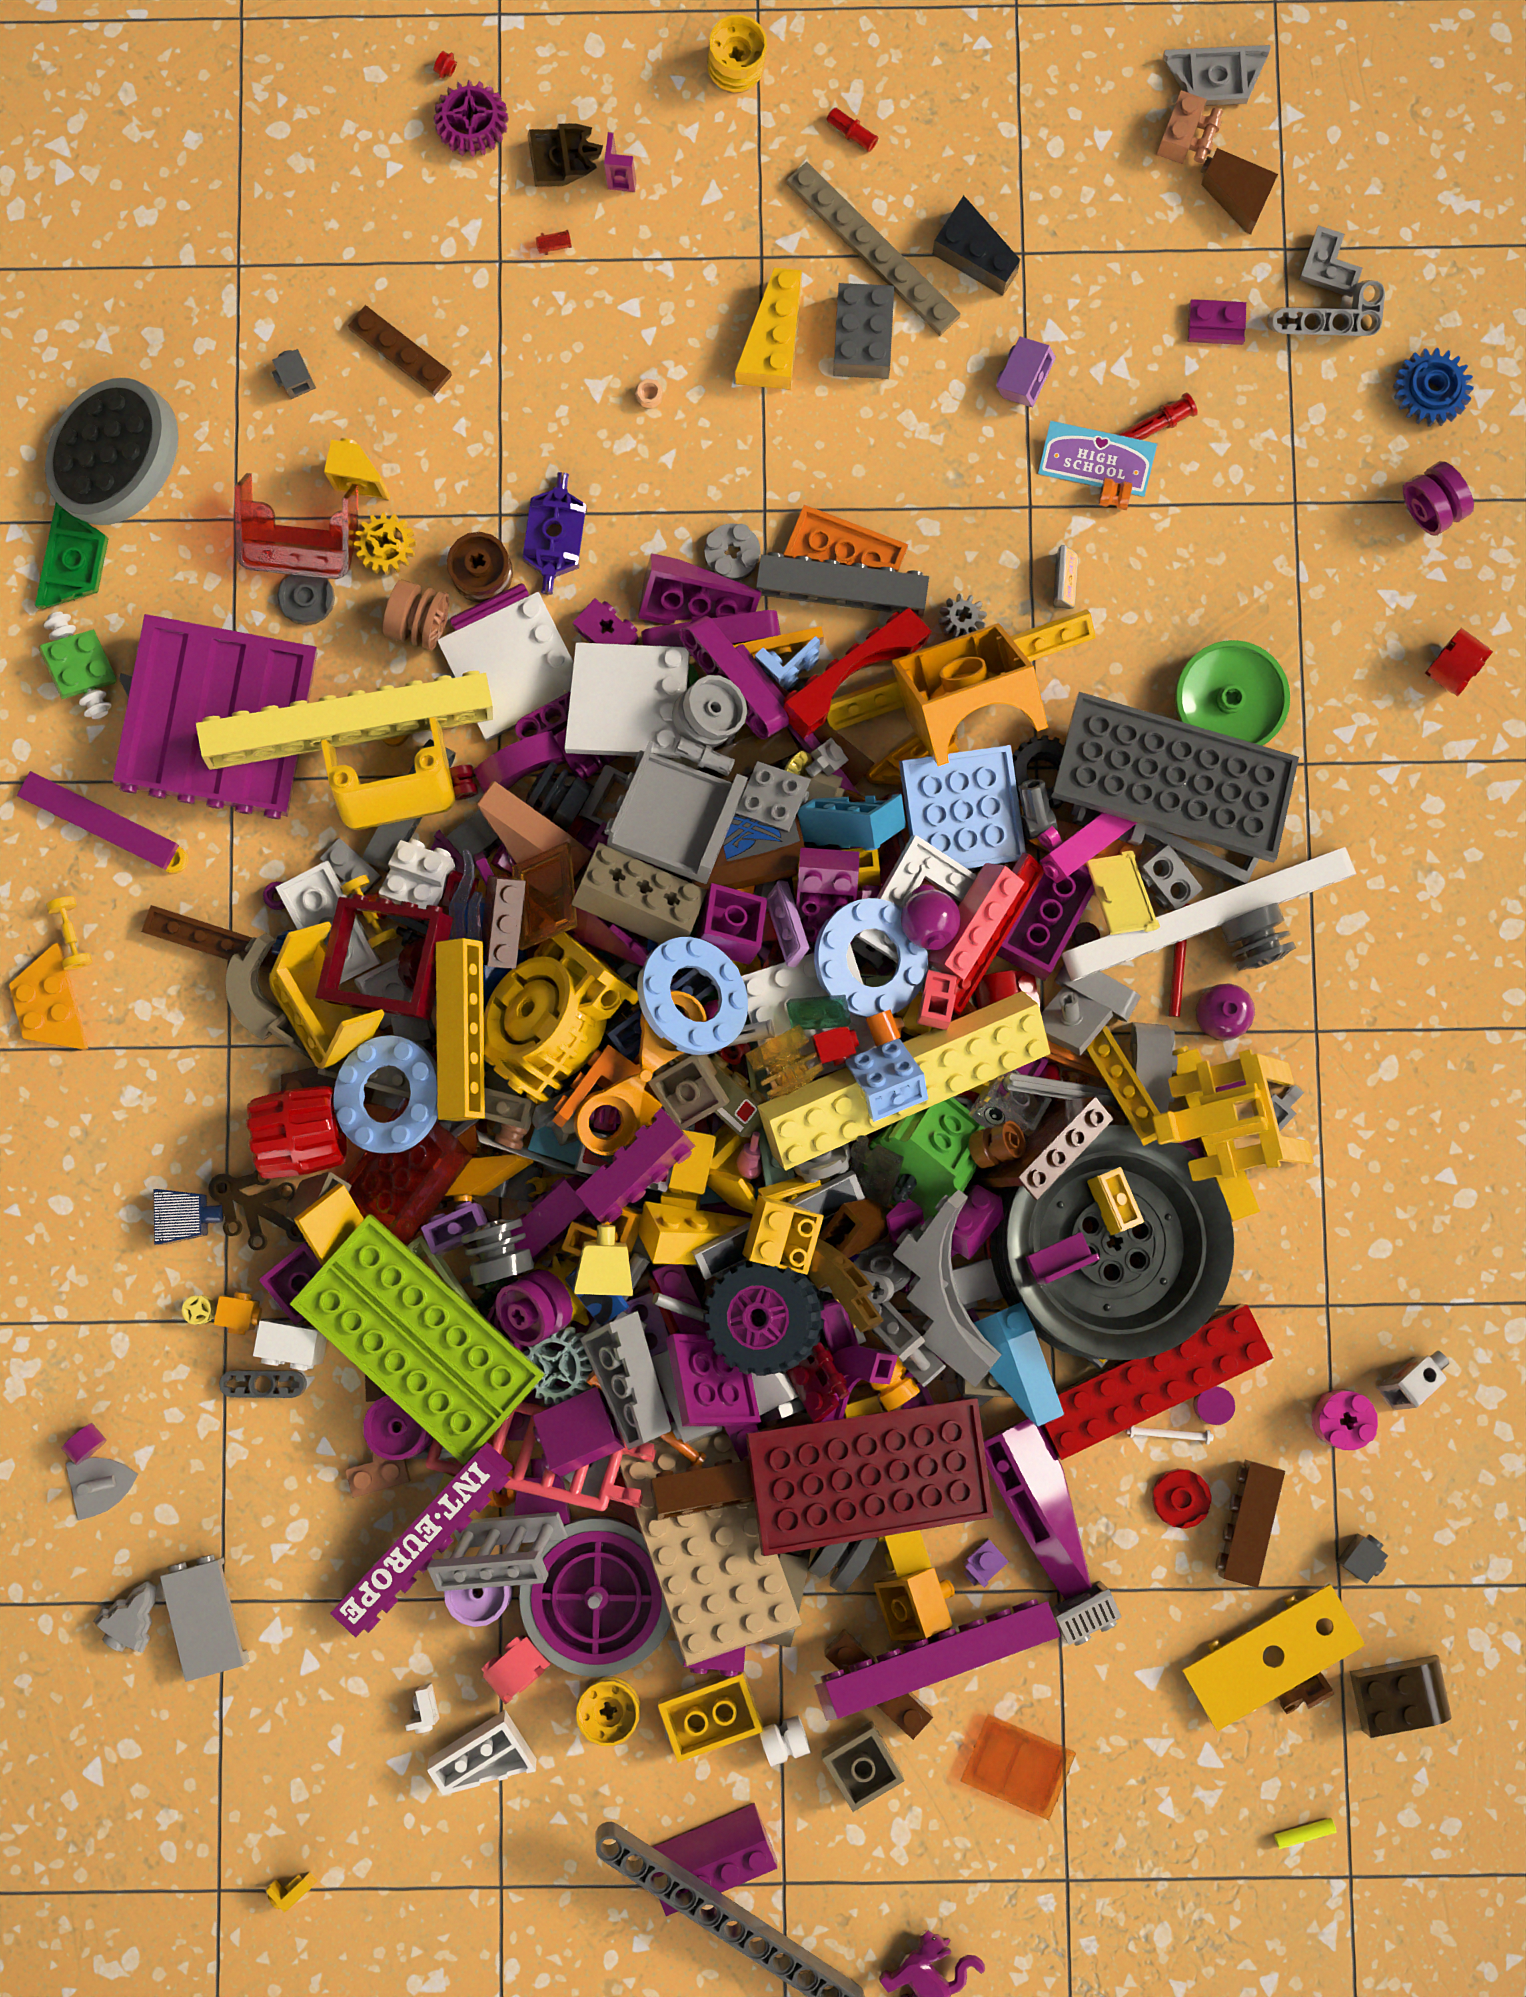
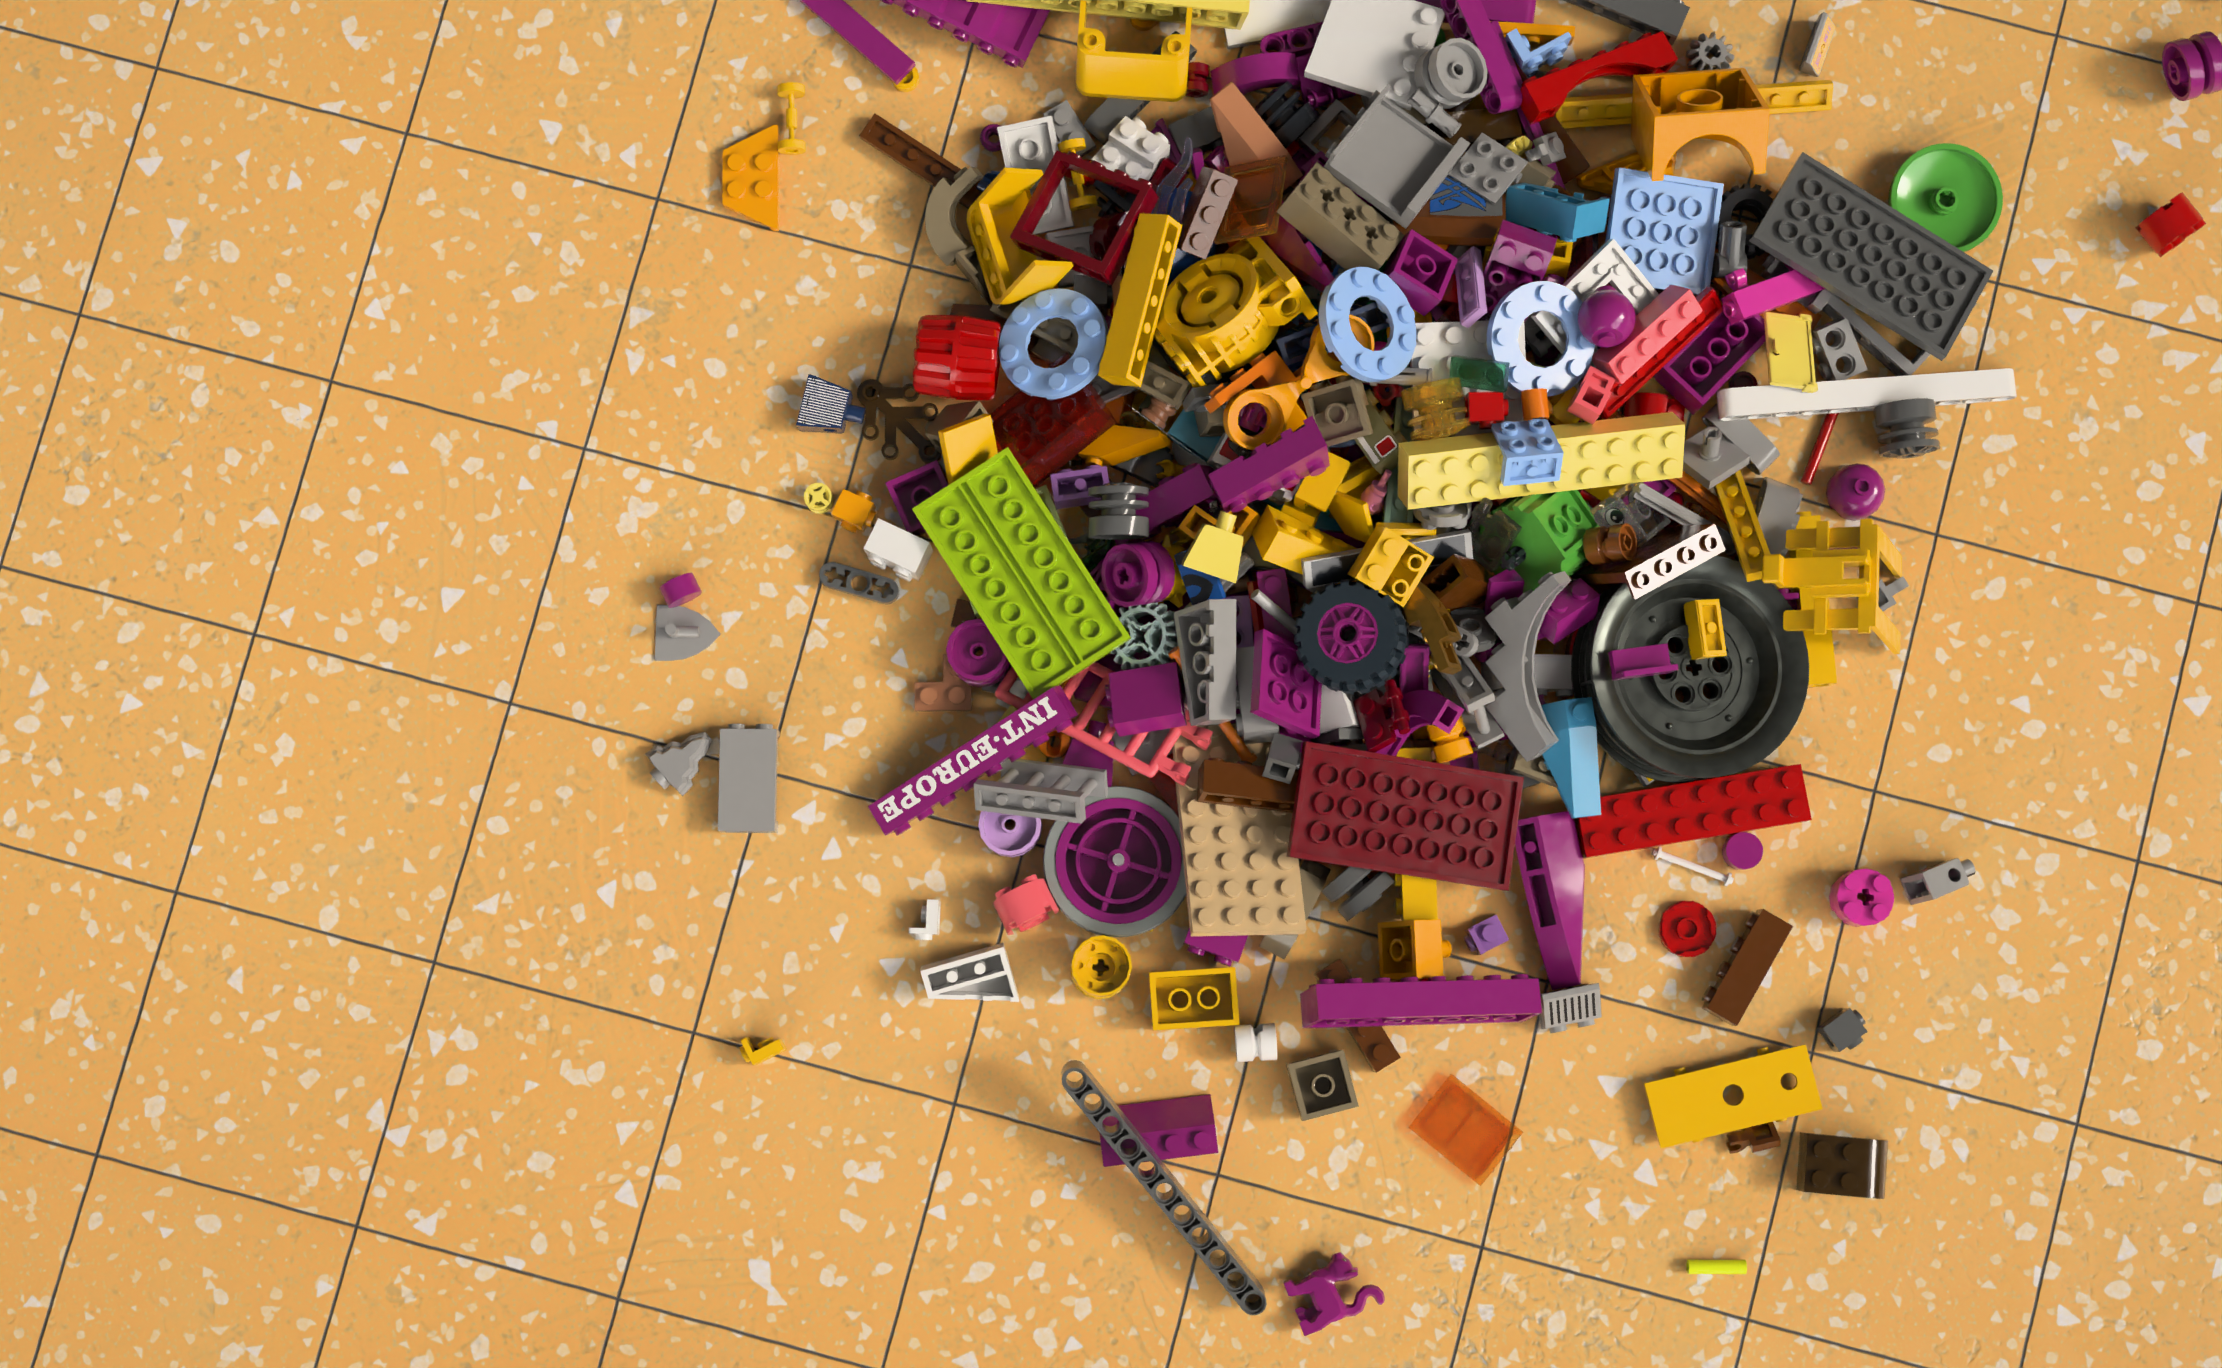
camera: 15 degrees right, 0 degrees up
(730, 1454) = (1282, 758): none -> dark grey brick

